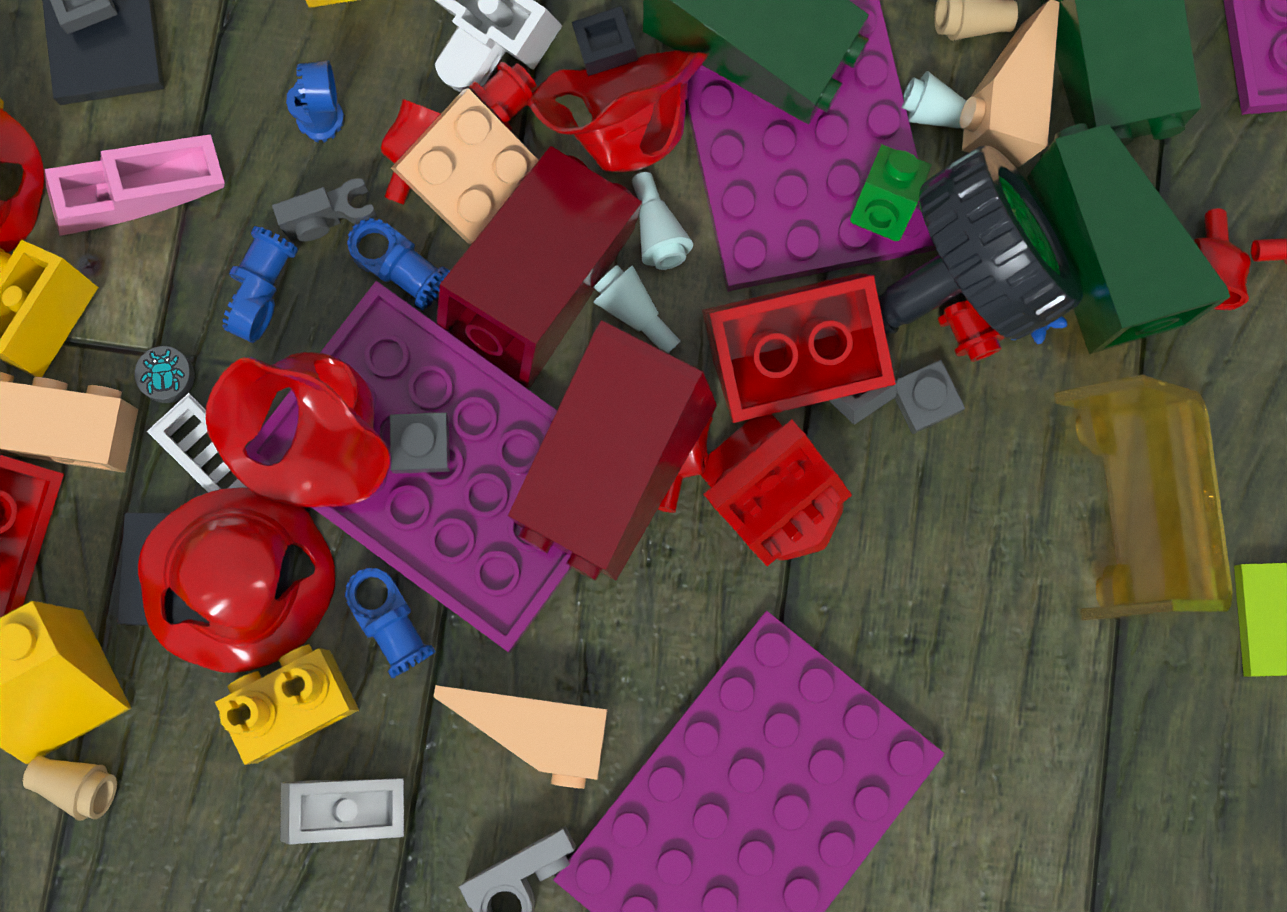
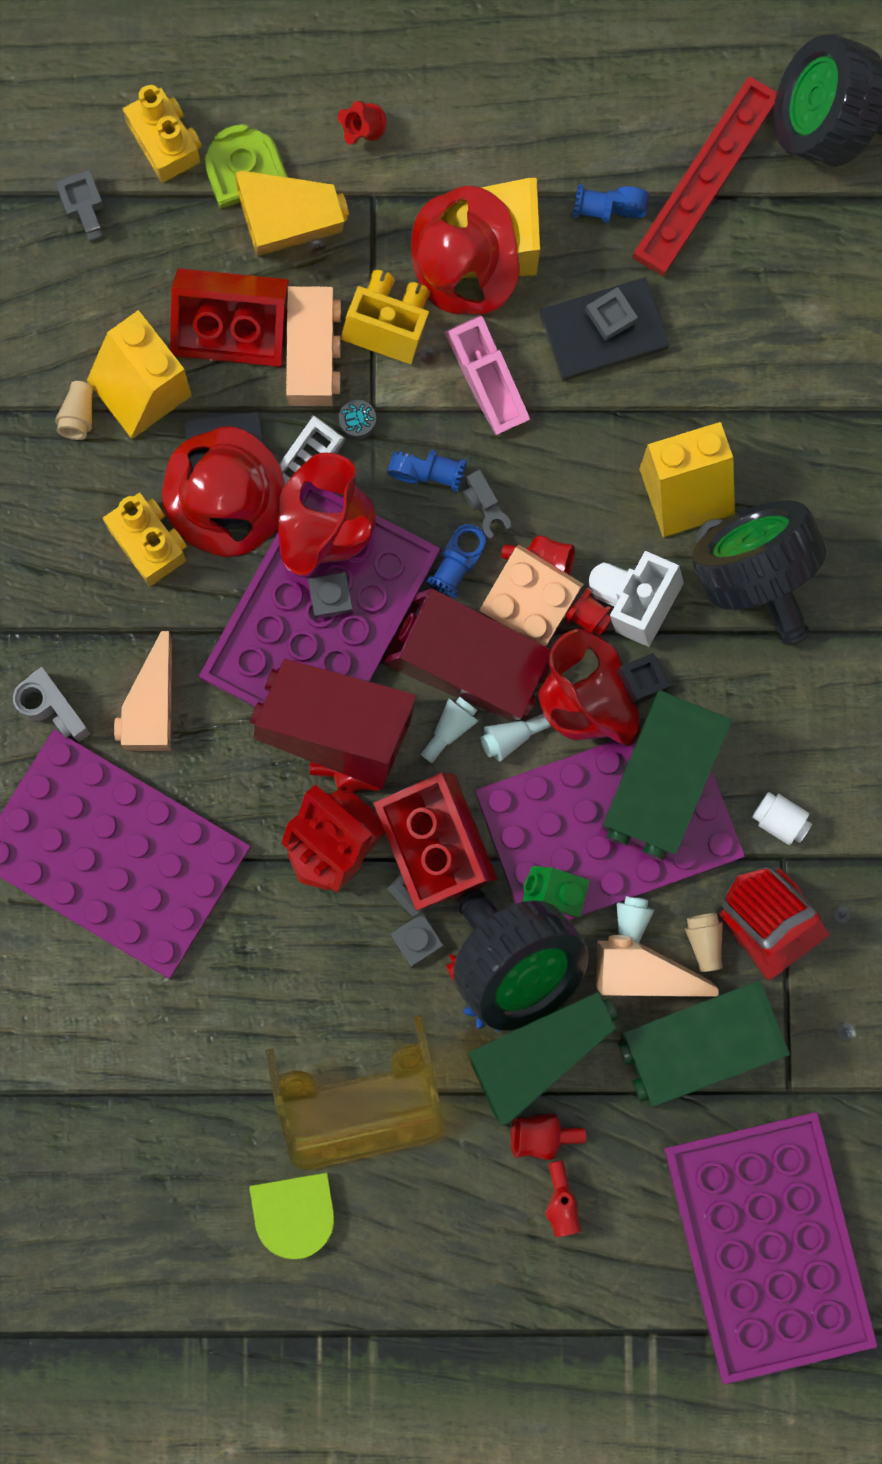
camera: 80 degrees right, 0 degrees up
(315, 101) = (560, 486): blue connector -> none
(341, 810) = (81, 585): light grey plate -> none
(388, 623) = (208, 595): blue connector -> none

